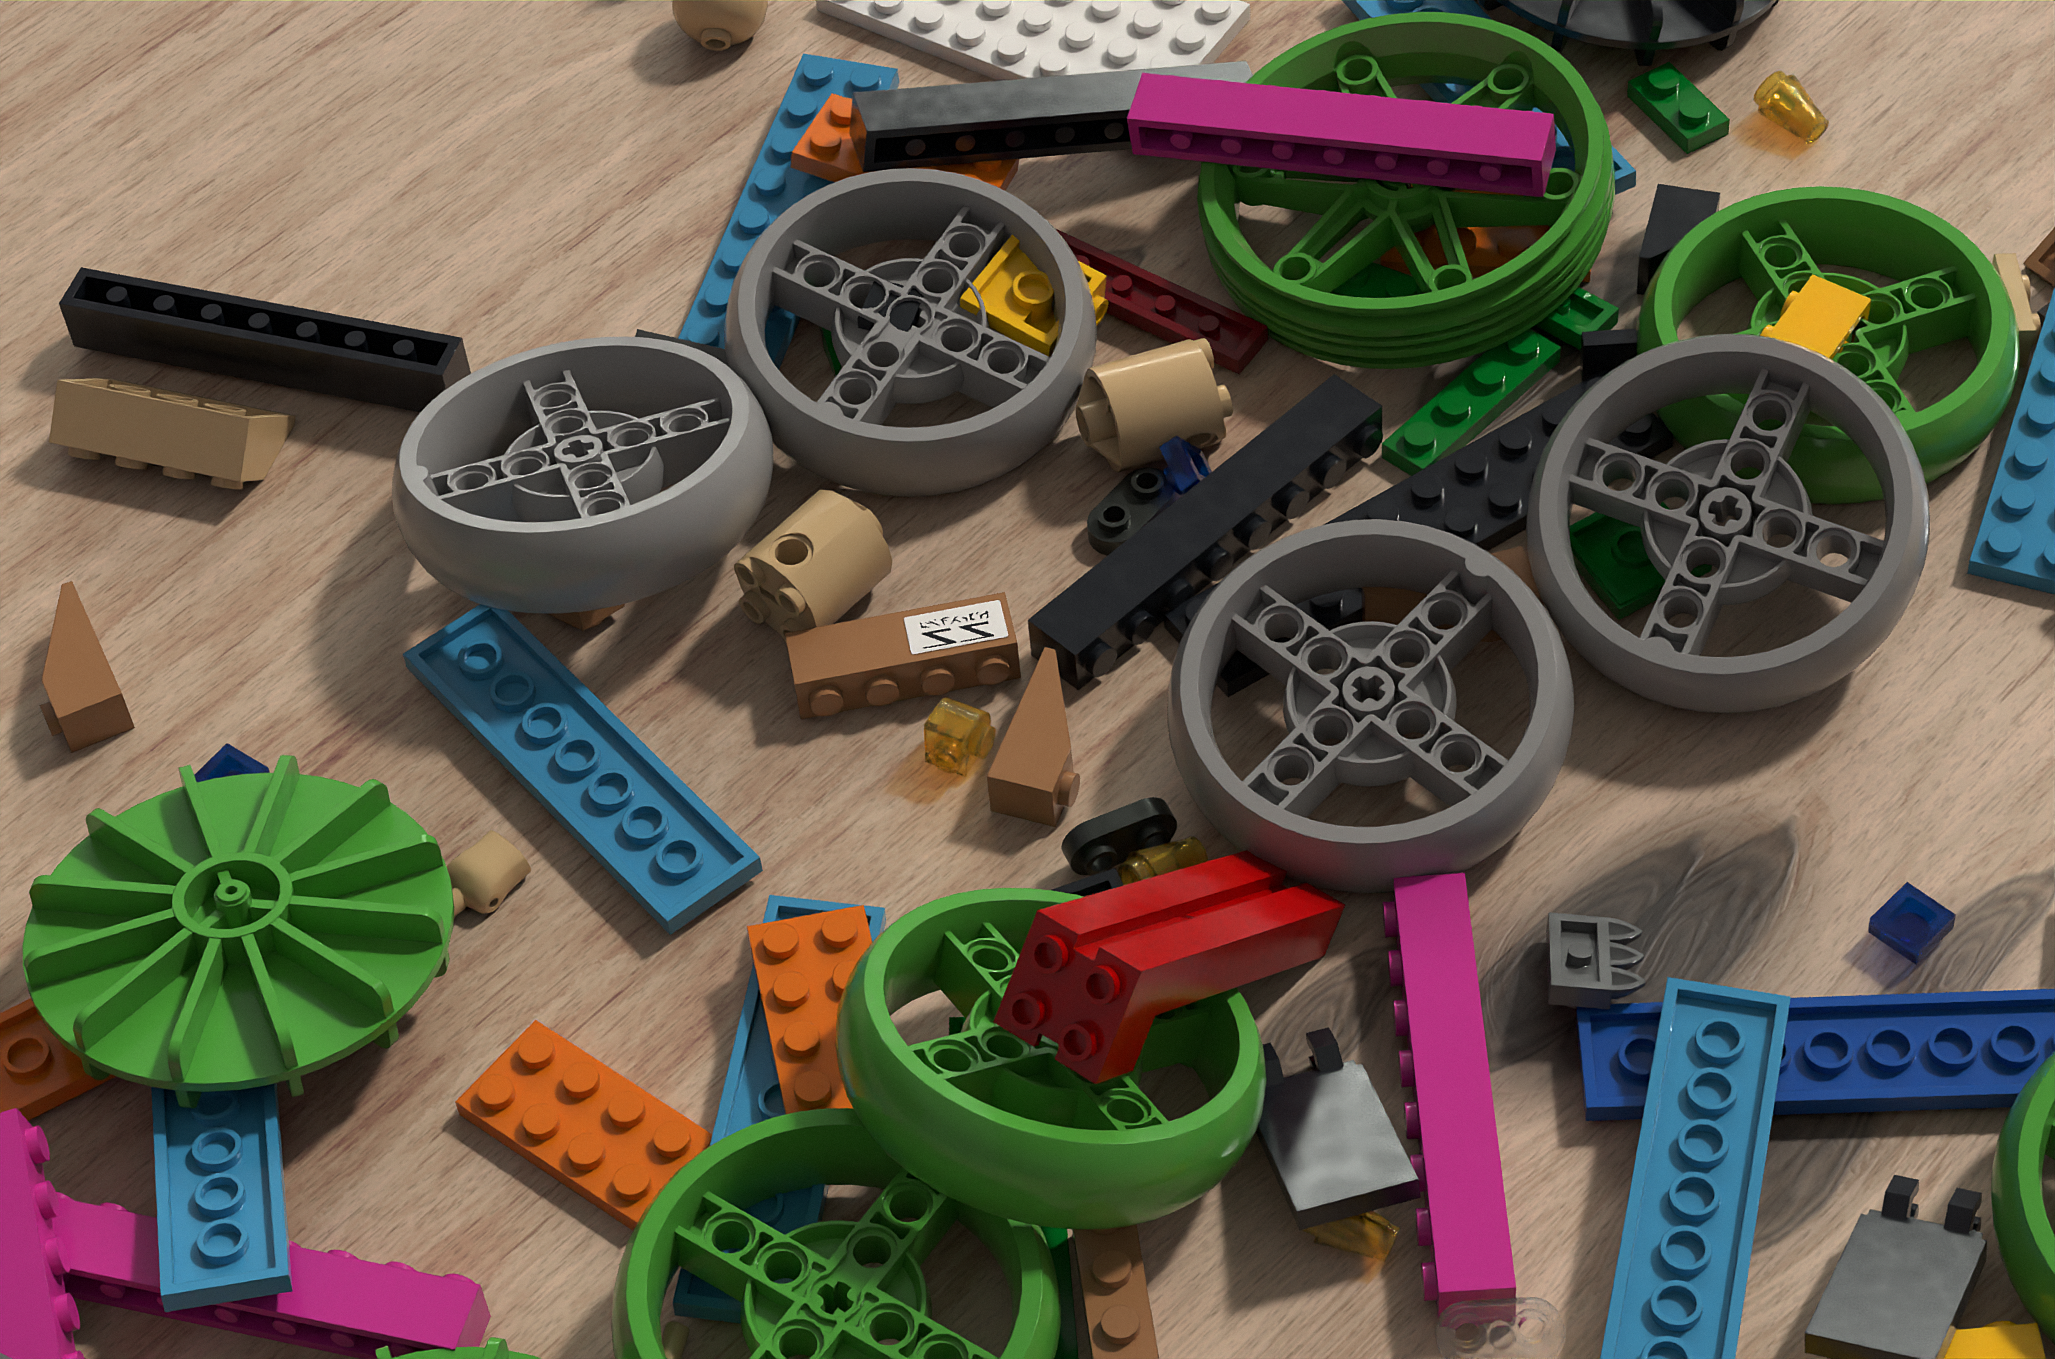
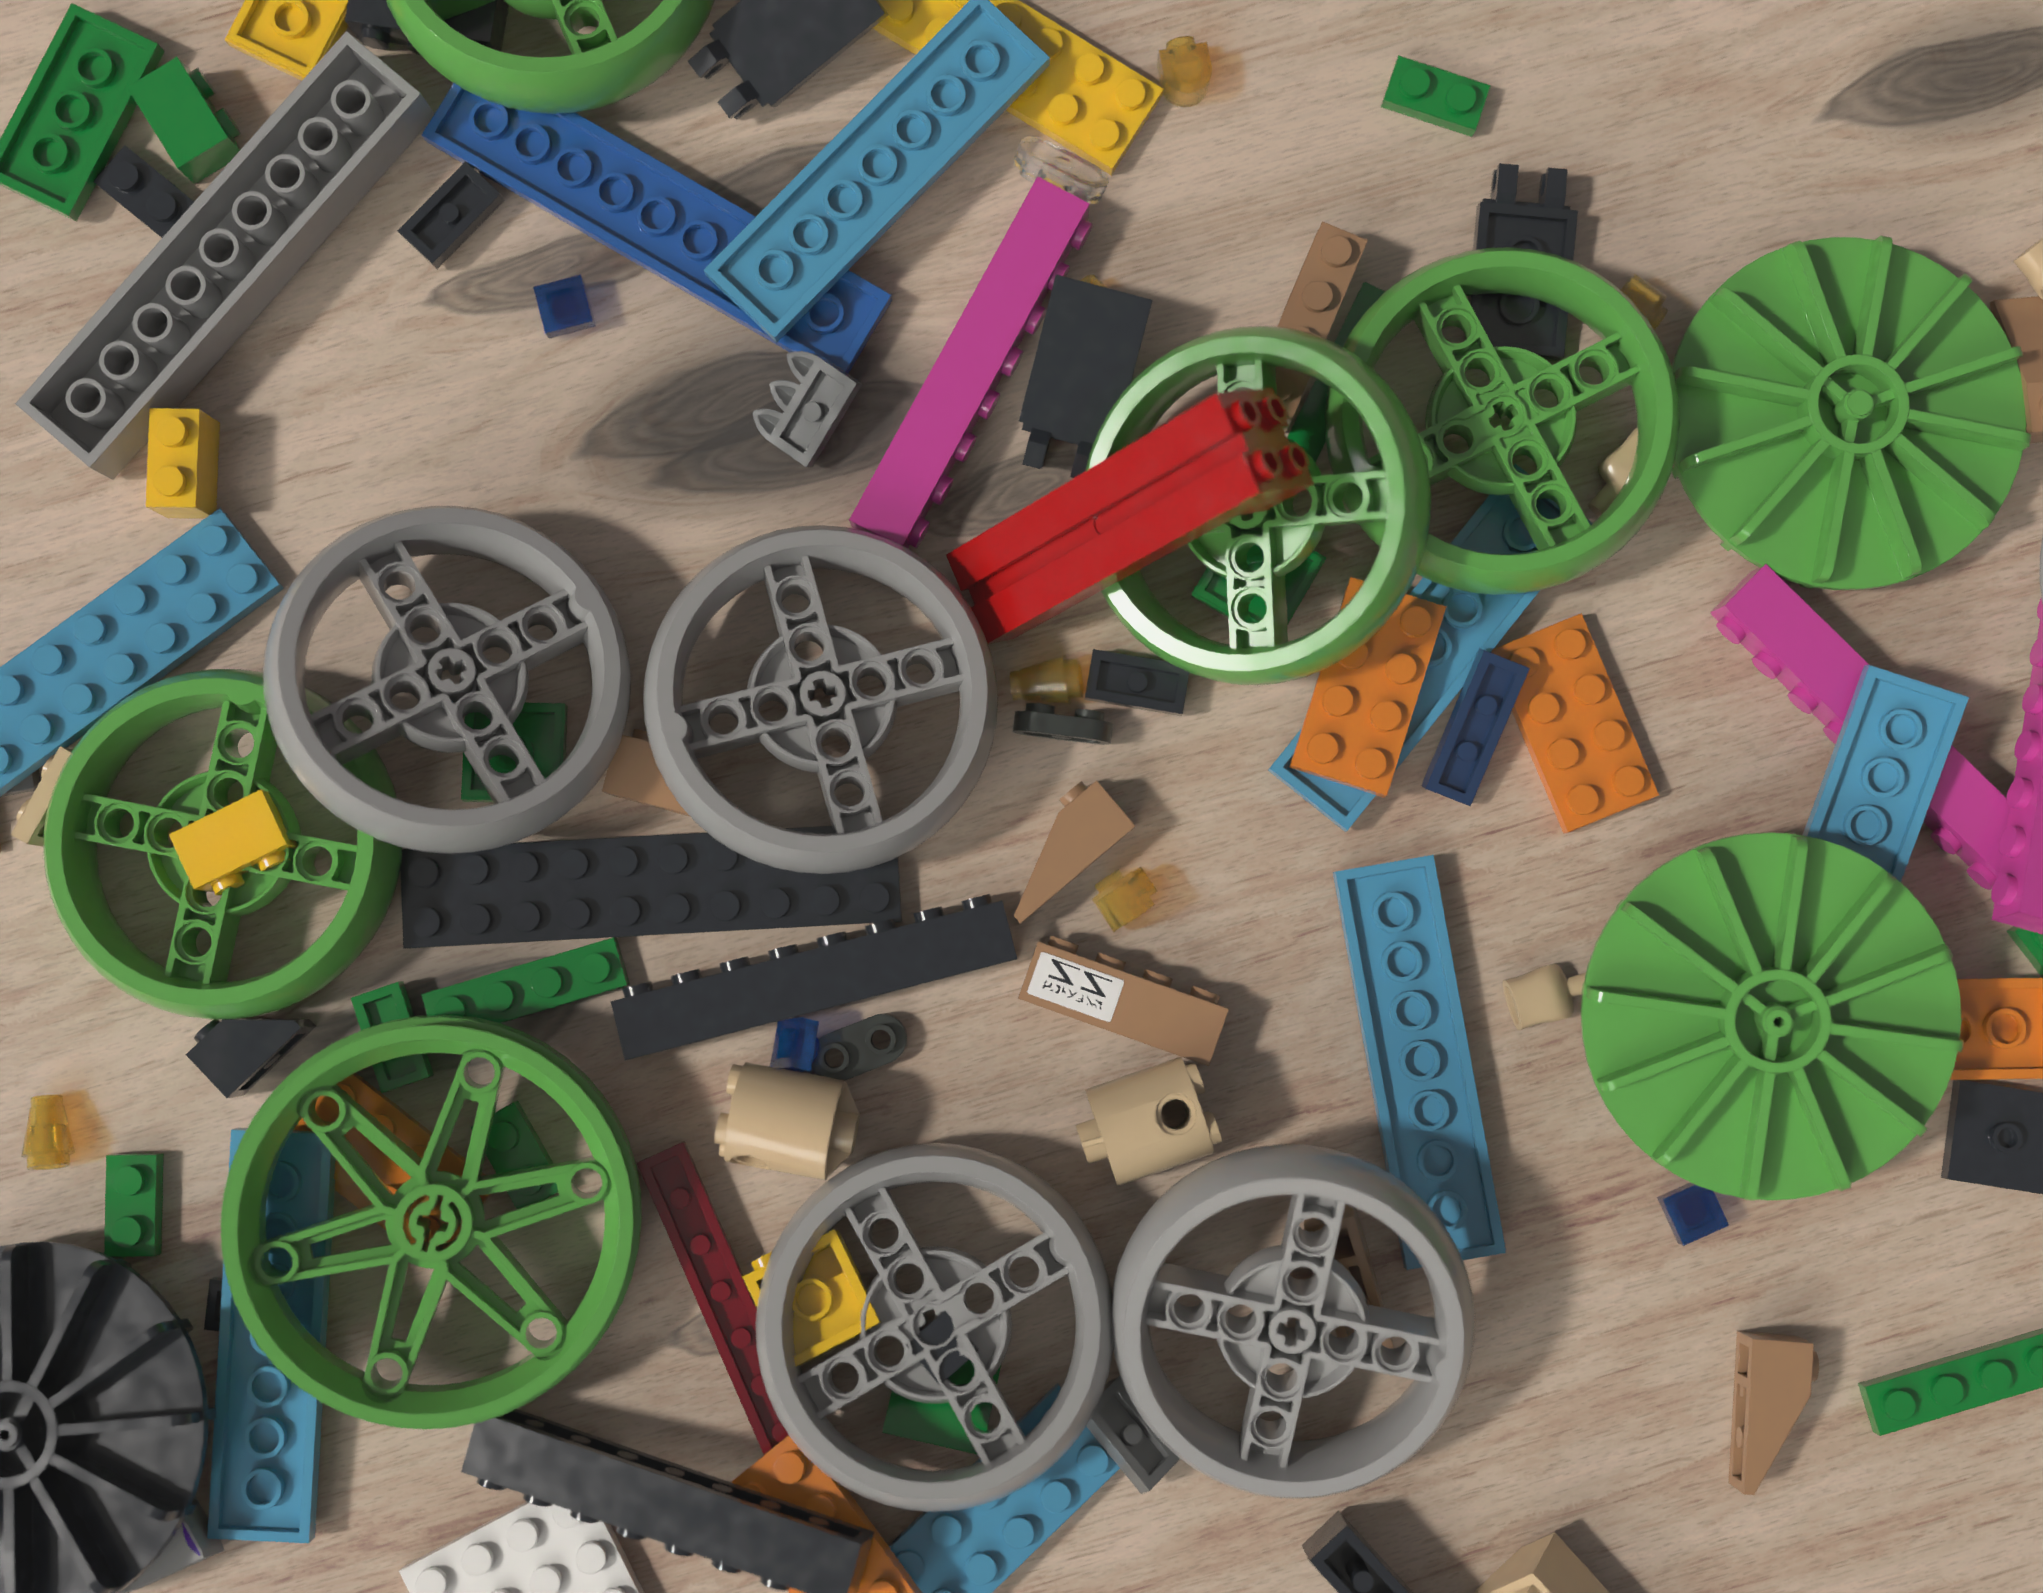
camera: 155 degrees left, 35 degrees up
(690, 1050) = (1475, 727): none -> dark blue plate
(1343, 134) = (463, 1277): dark pink brick -> none
(1606, 350) = (392, 957): black tile -> none

